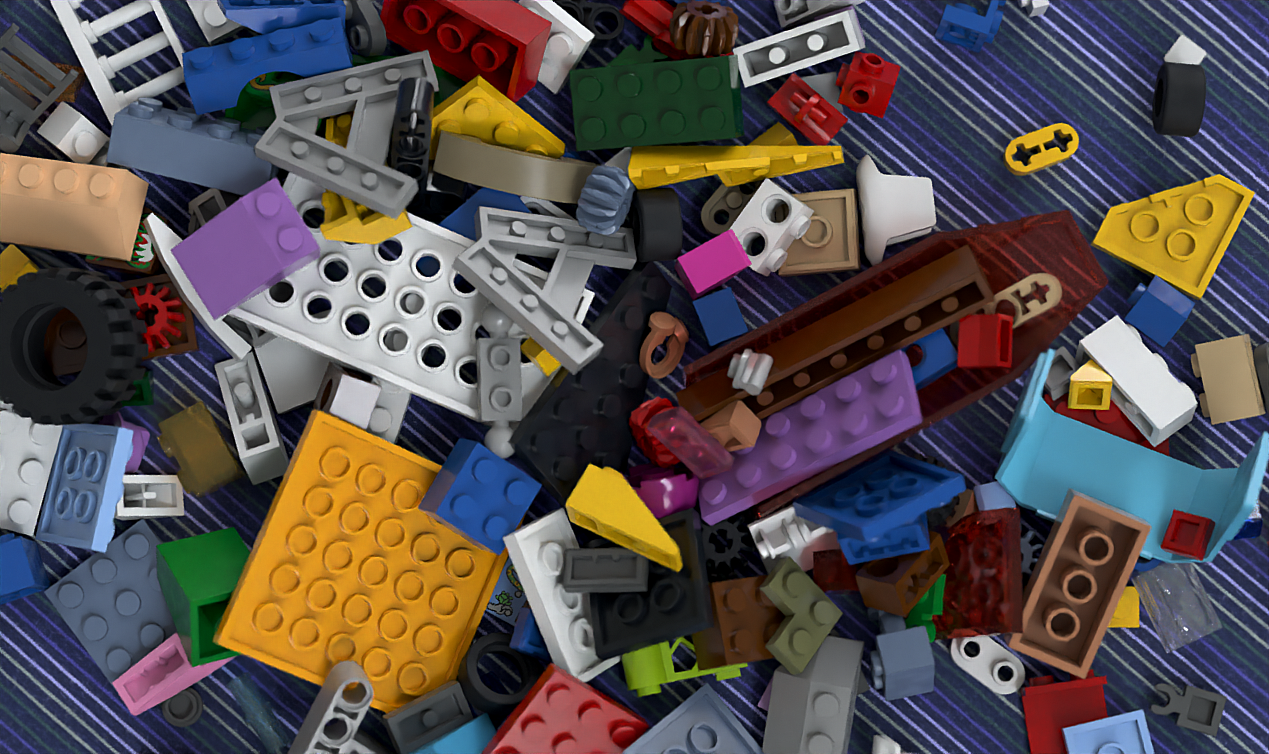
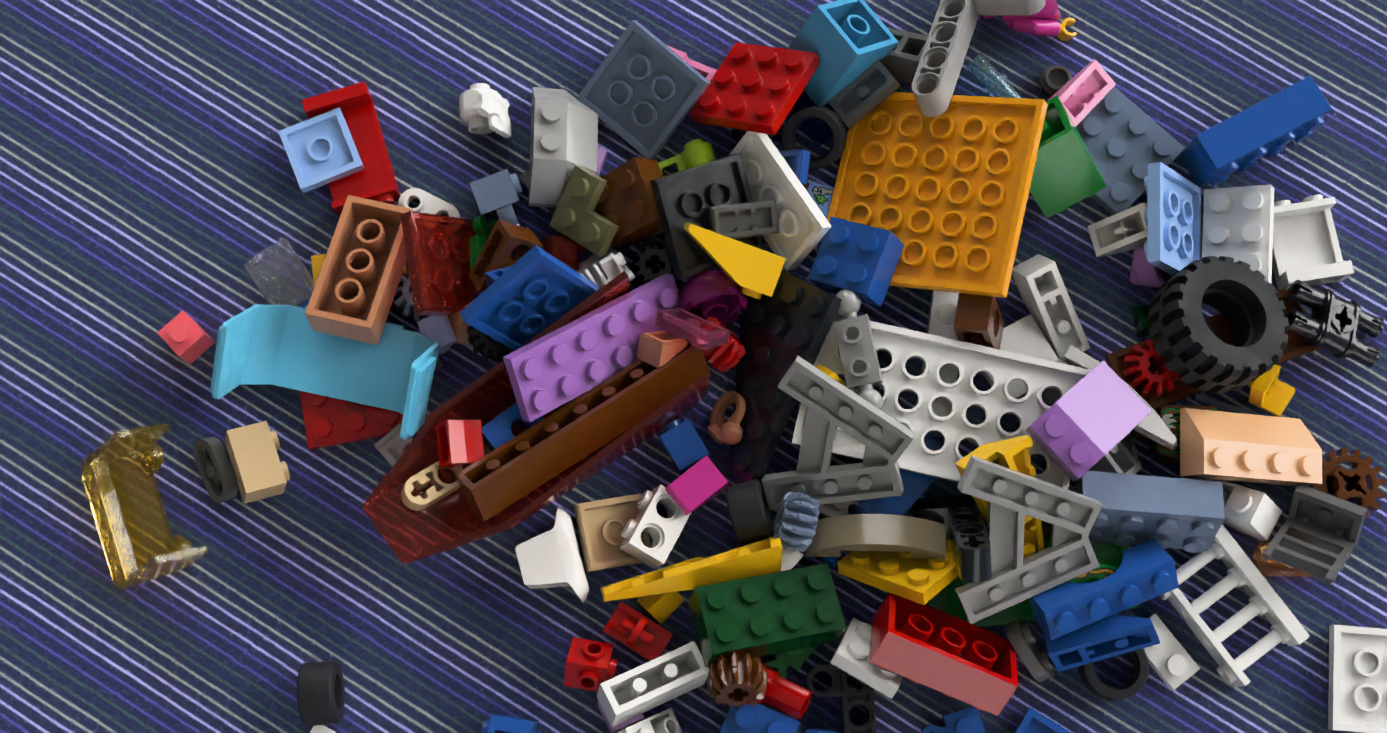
camera: 170 degrees right, 5 degrees down
(200, 450) = (1088, 274): clear yellow brick -> none
(728, 201) = (688, 547): dark tan plate -> none
(750, 371) = (651, 389): light grey plate -> none
(825, 86) = (626, 657): light grey tile -> none
(1037, 140) = (430, 629): yellow beam -> none
(1090, 388) = (370, 433): yellow slope -> none
(1139, 380) = (332, 447): white brick -> none
(1158, 310) = (320, 510): blue brick -> none
(1177, 231) = (311, 582): yellow plate -> none
(1188, 535) = (276, 324): red tile -> none
(1195, 709) = (259, 200): dark grey plate -> none

